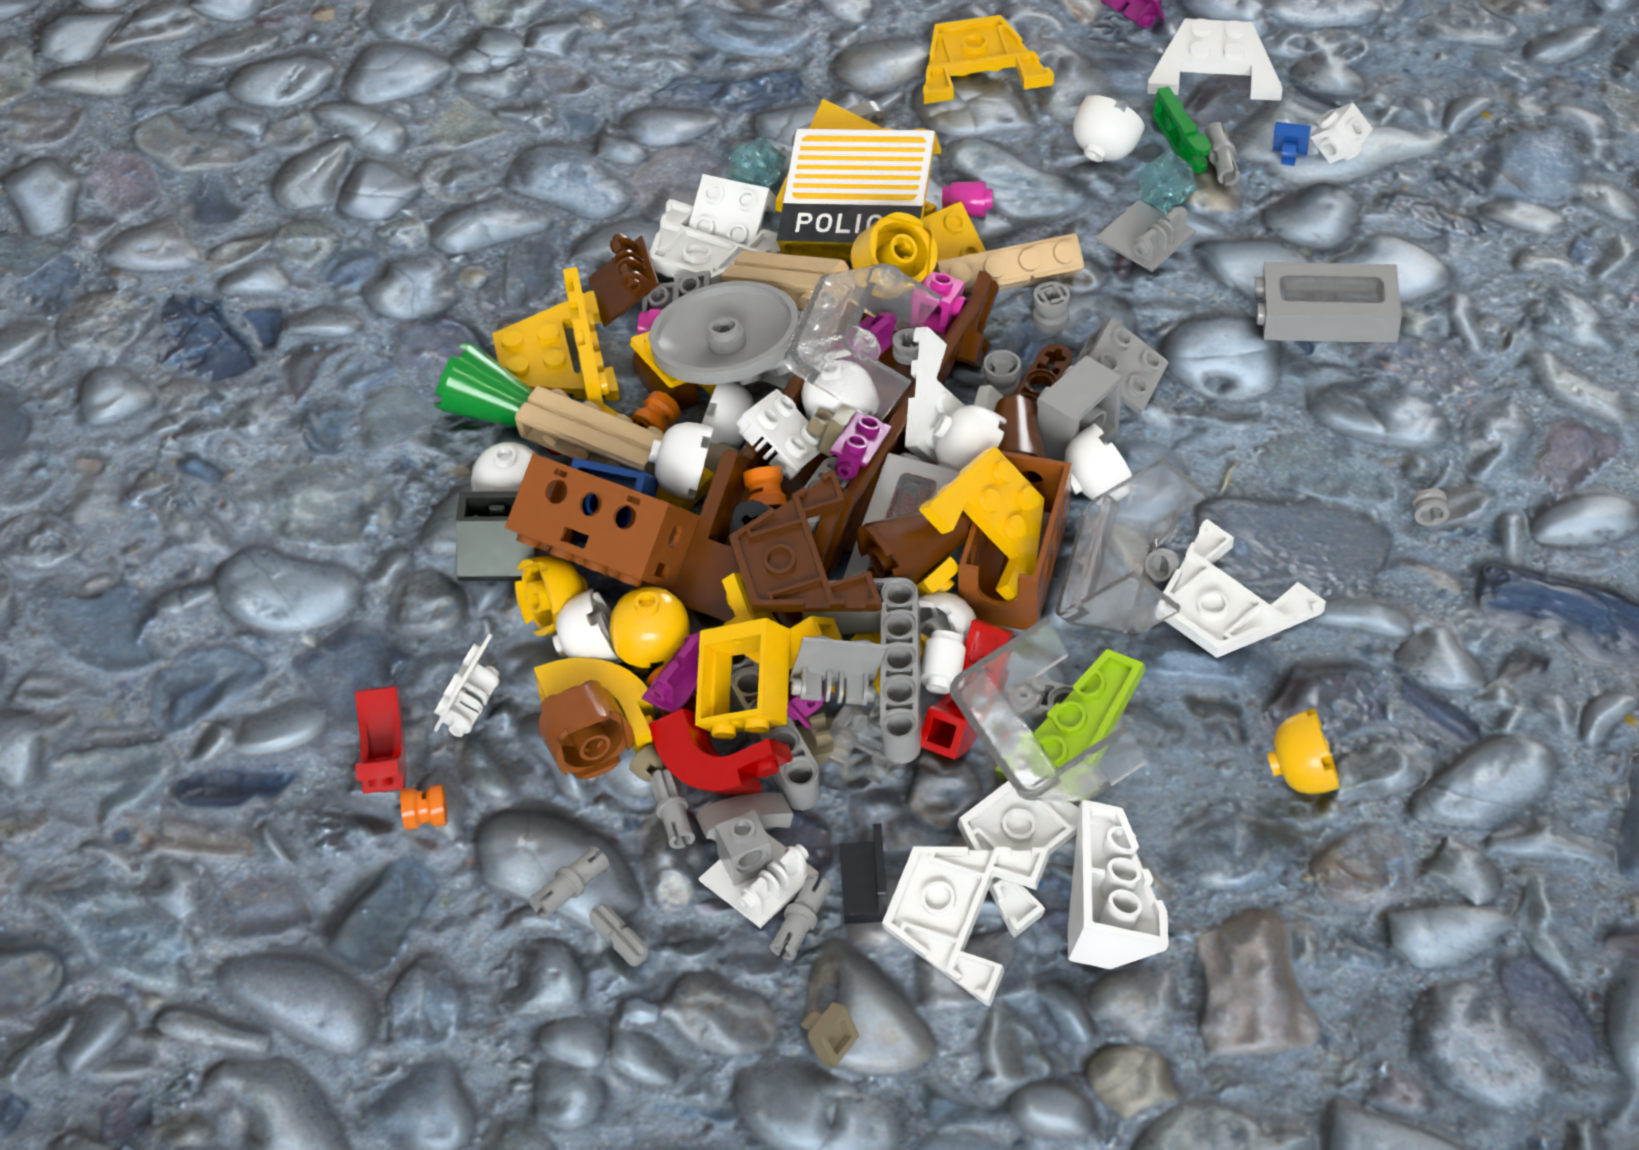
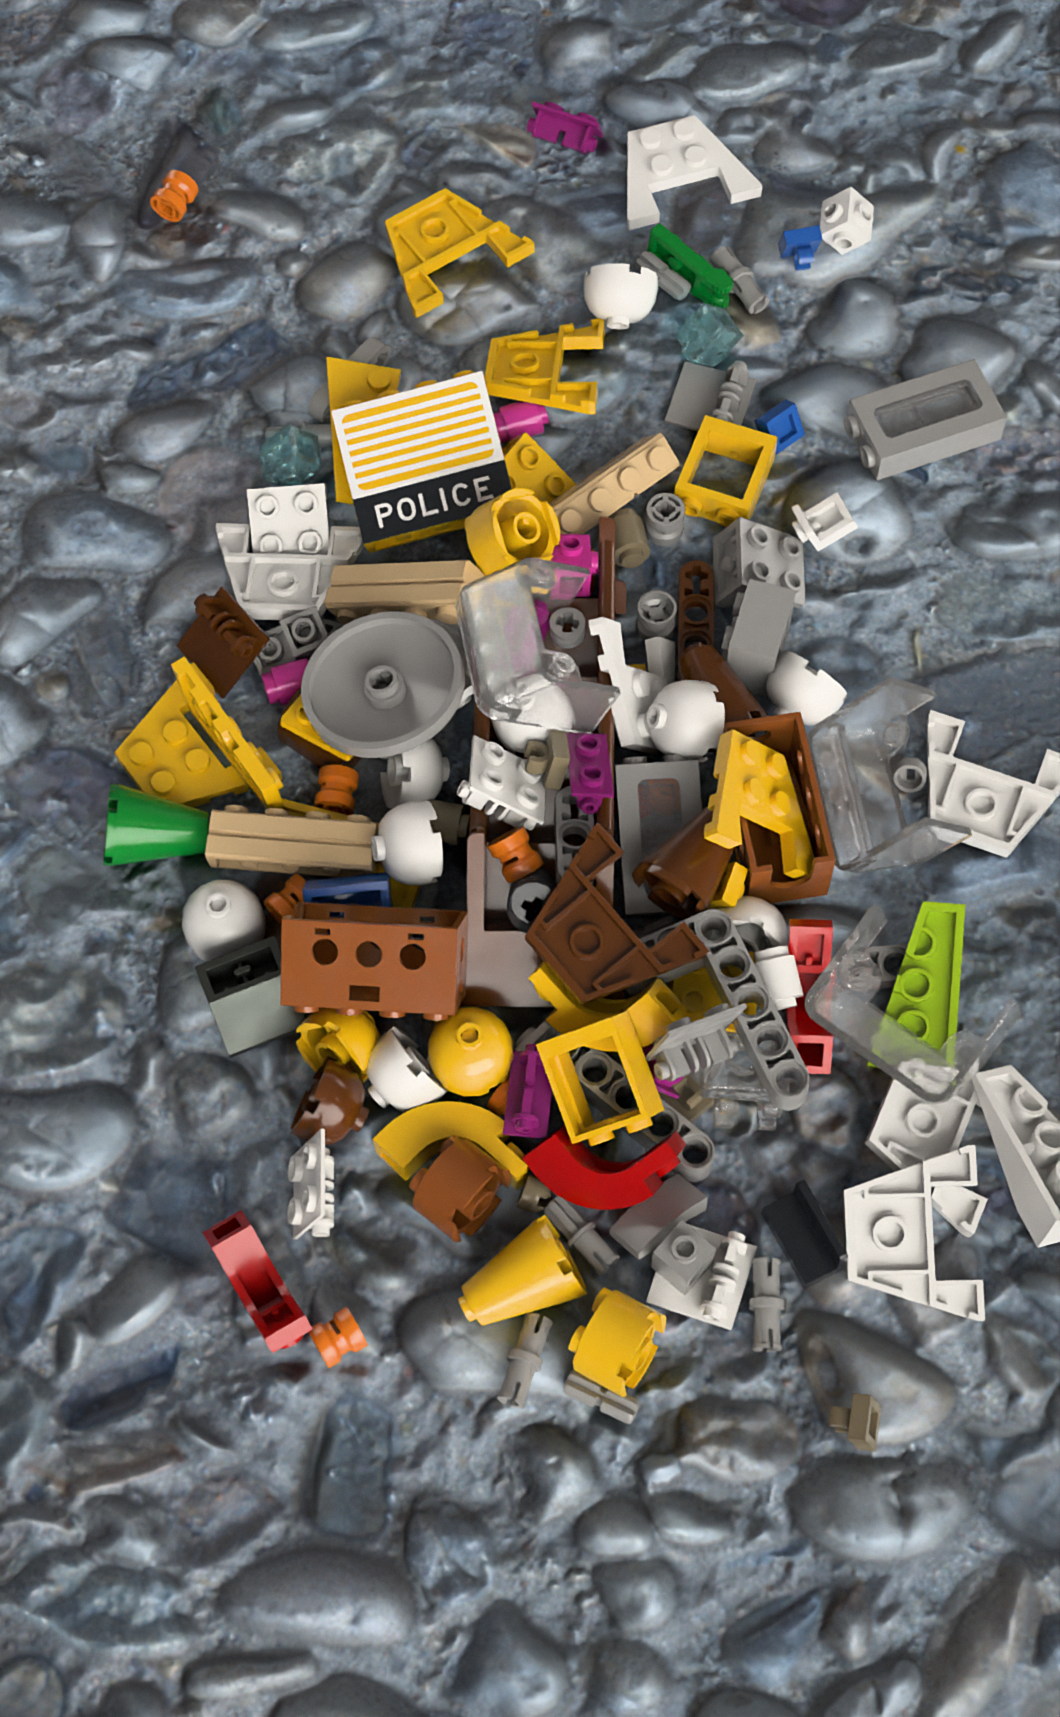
camera: 25 degrees left, 15 degrees up
(517, 633) = (331, 1103): none -> reddish brown cylinder
(603, 814) = (523, 1277): none -> yellow cone
(651, 889) = (617, 1341): none -> yellow brick
(1001, 160) = (530, 367): none -> yellow wing
(1010, 312) = (630, 539): none -> dark tan brick
(1141, 265) = (734, 443): none -> yellow window
(1155, 130) = (667, 279): none -> light grey piece
(1191, 352) = (824, 522): none -> white bracket
(1194, 269) = (782, 422): none -> blue tile

